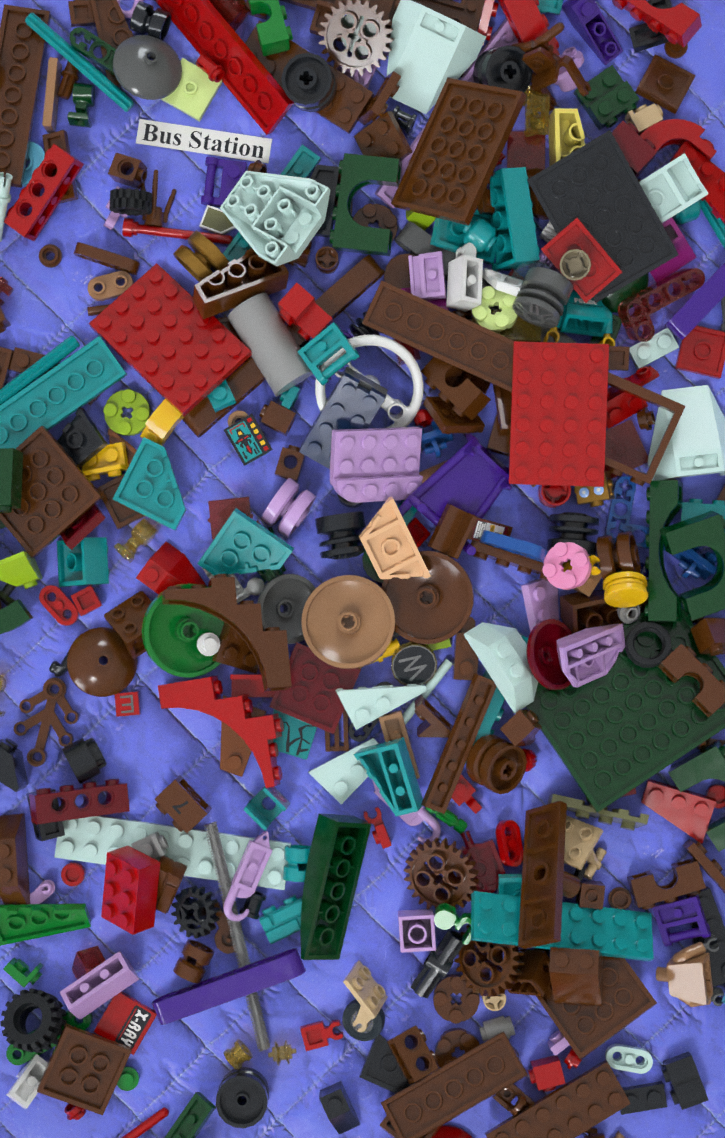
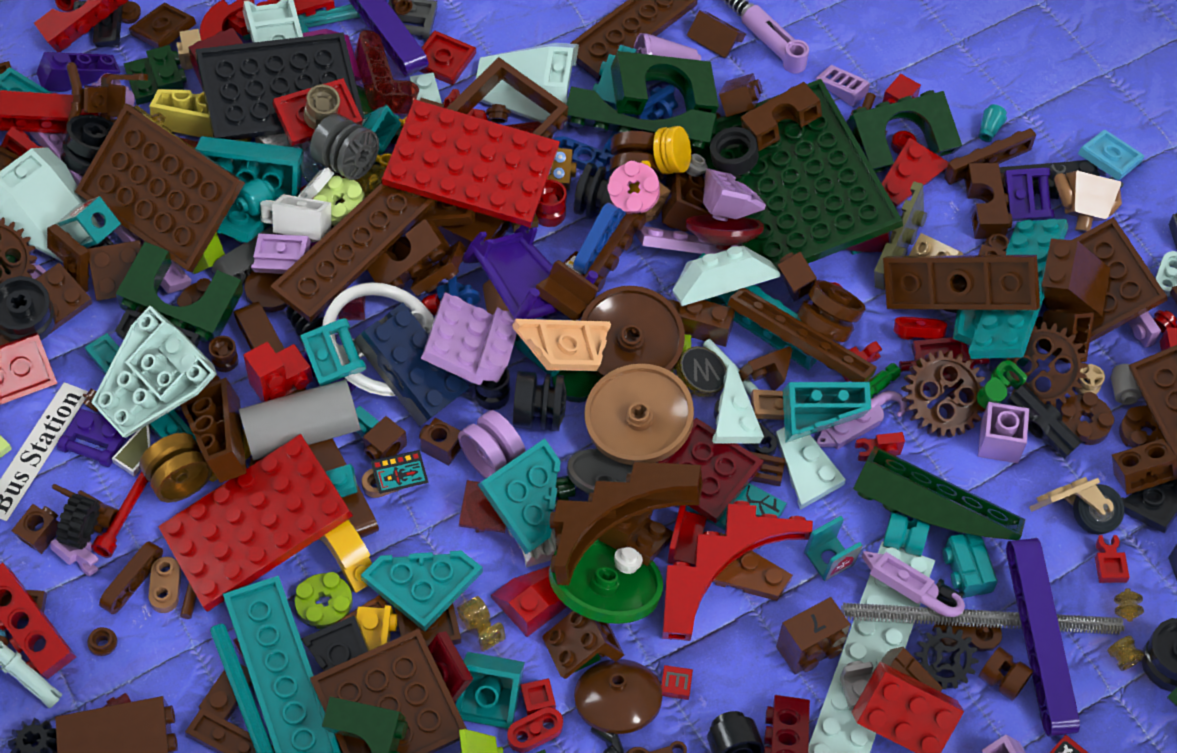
camera: 80 degrees left, 30 degrees down
(414, 103) = (83, 214): none -> teal piece

